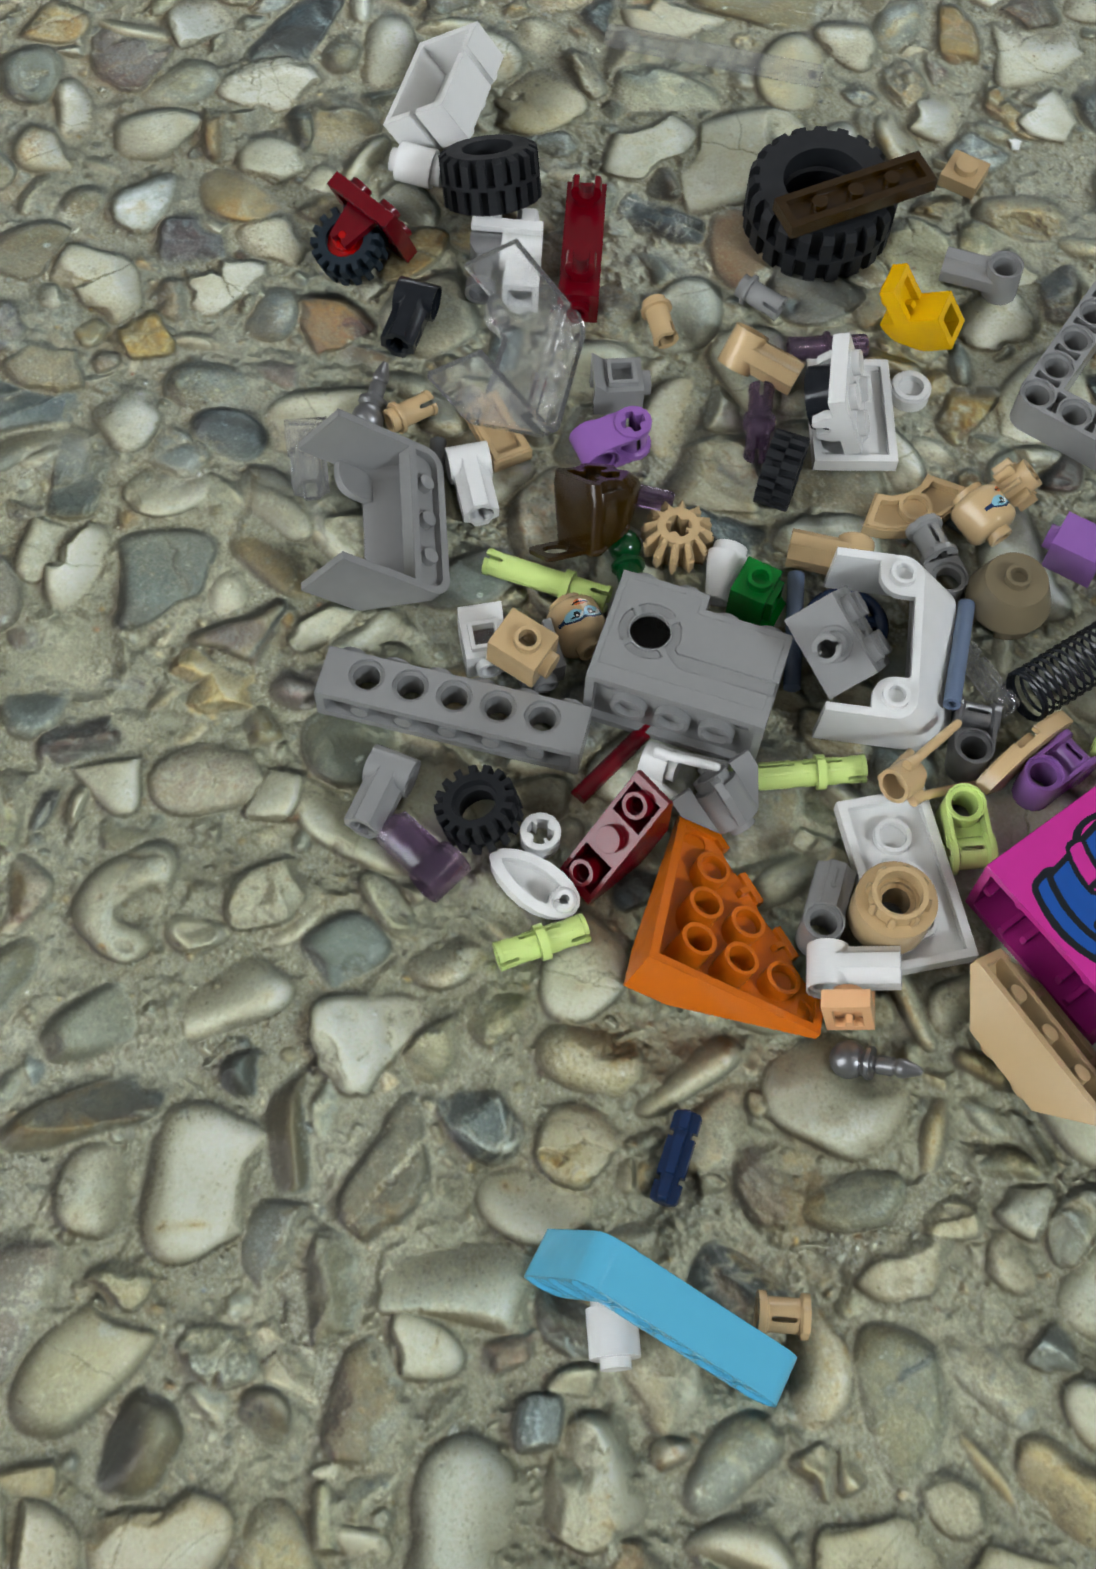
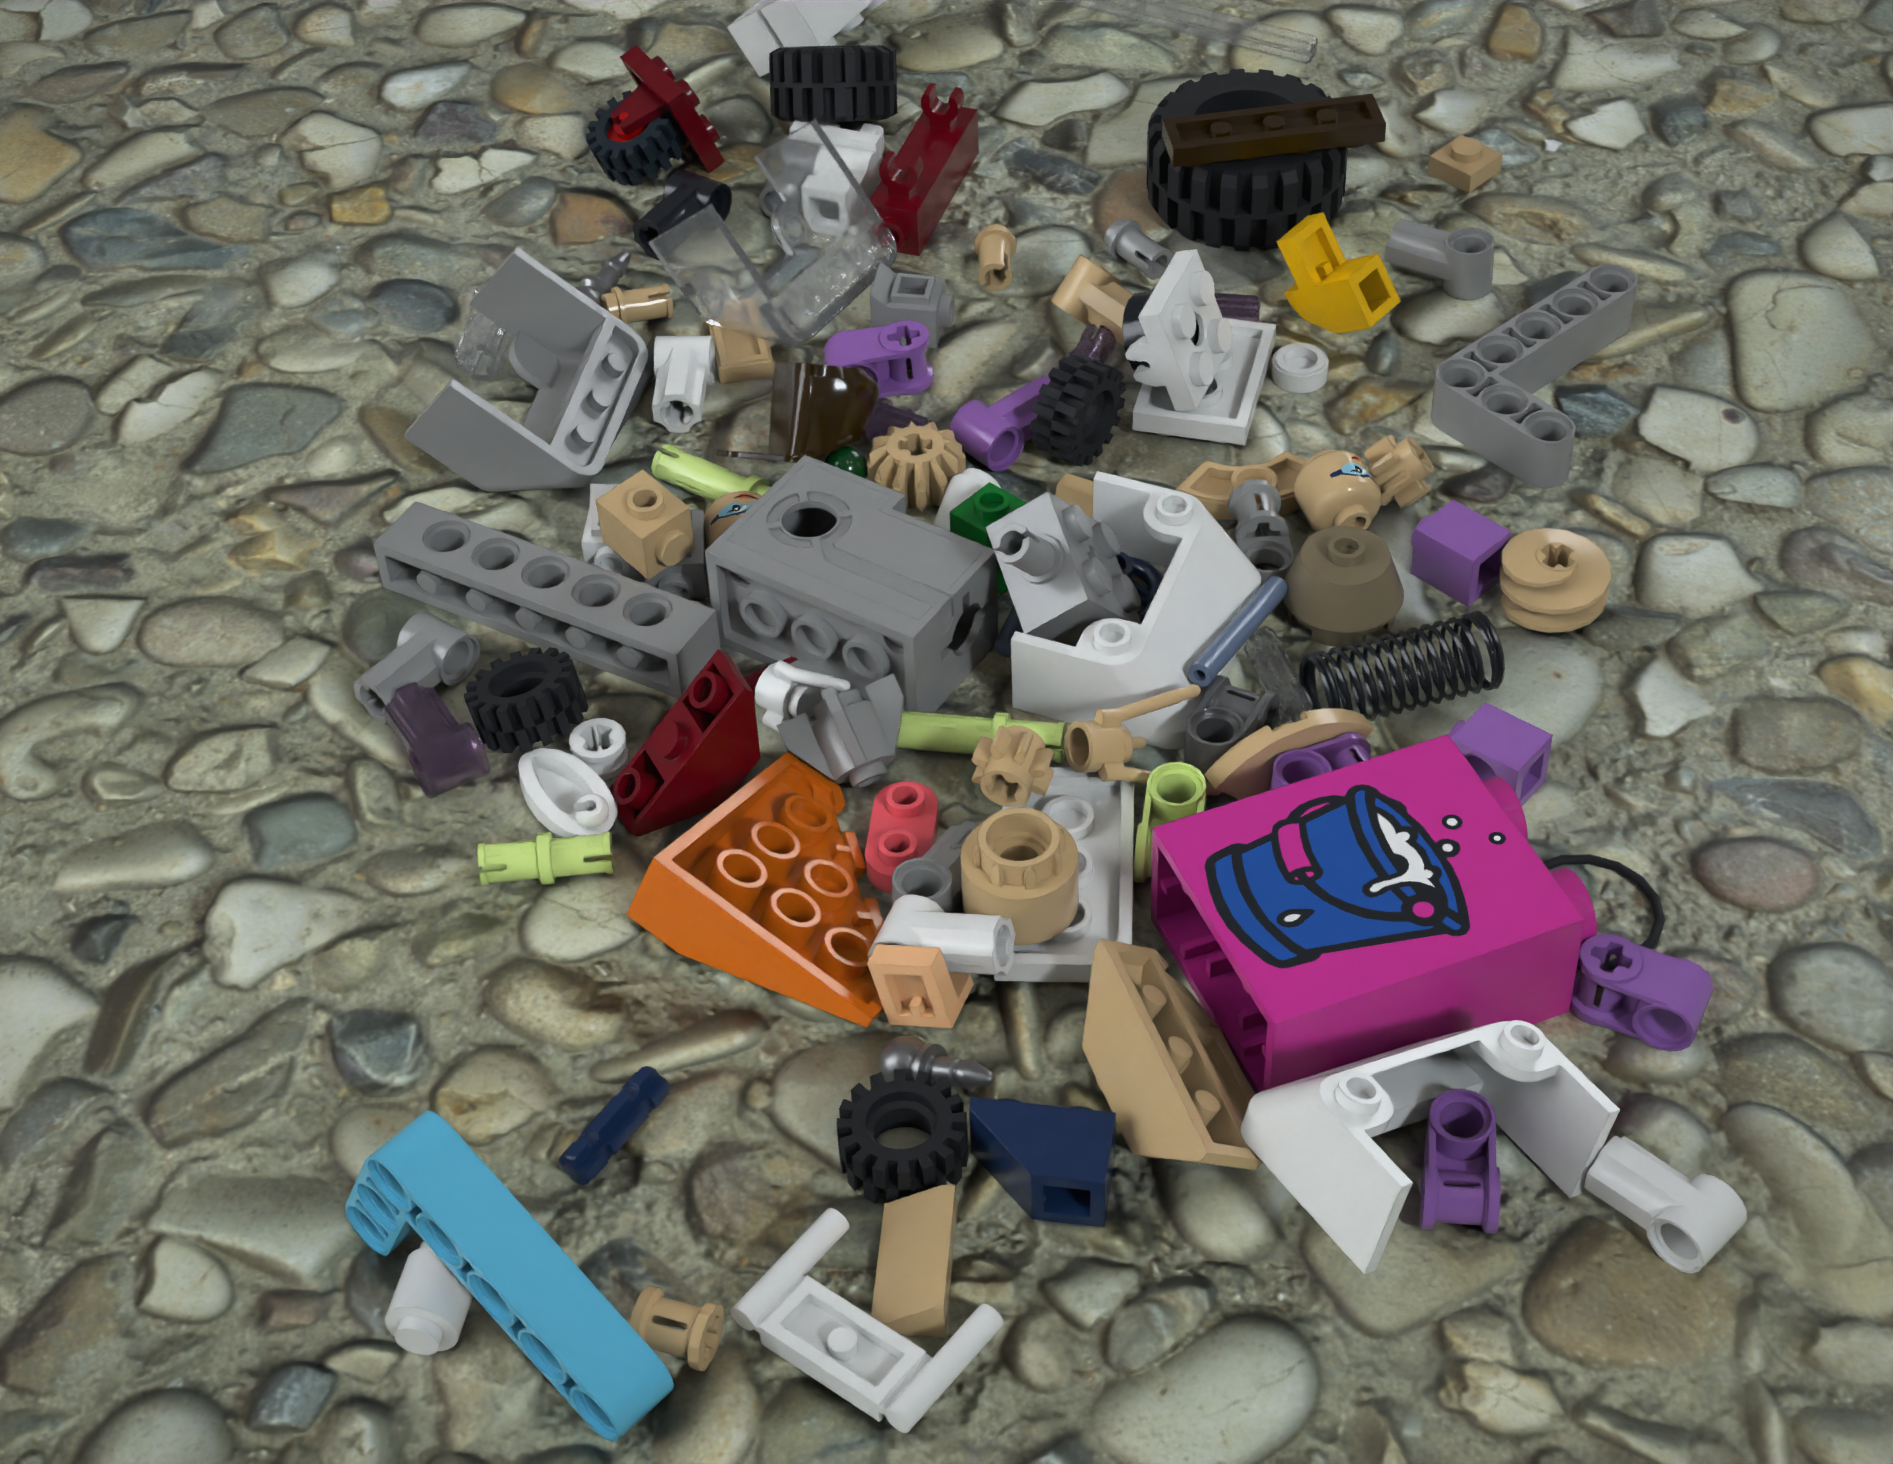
camera: 20 degrees right, 20 degrees down
(415, 165) = (748, 75): white brick -> none
(723, 489) = (998, 431): none -> medium lavender piece
(779, 866) = (900, 829): none -> coral plate
(855, 812) = (1012, 766): none -> tan gear
(891, 1103) = (895, 1106): none -> black tyre
(896, 1300) = (846, 1345): none -> white plate
(915, 1222) = (916, 1262): none -> tan slope
(976, 1124) = (1047, 1157): none -> dark blue slope

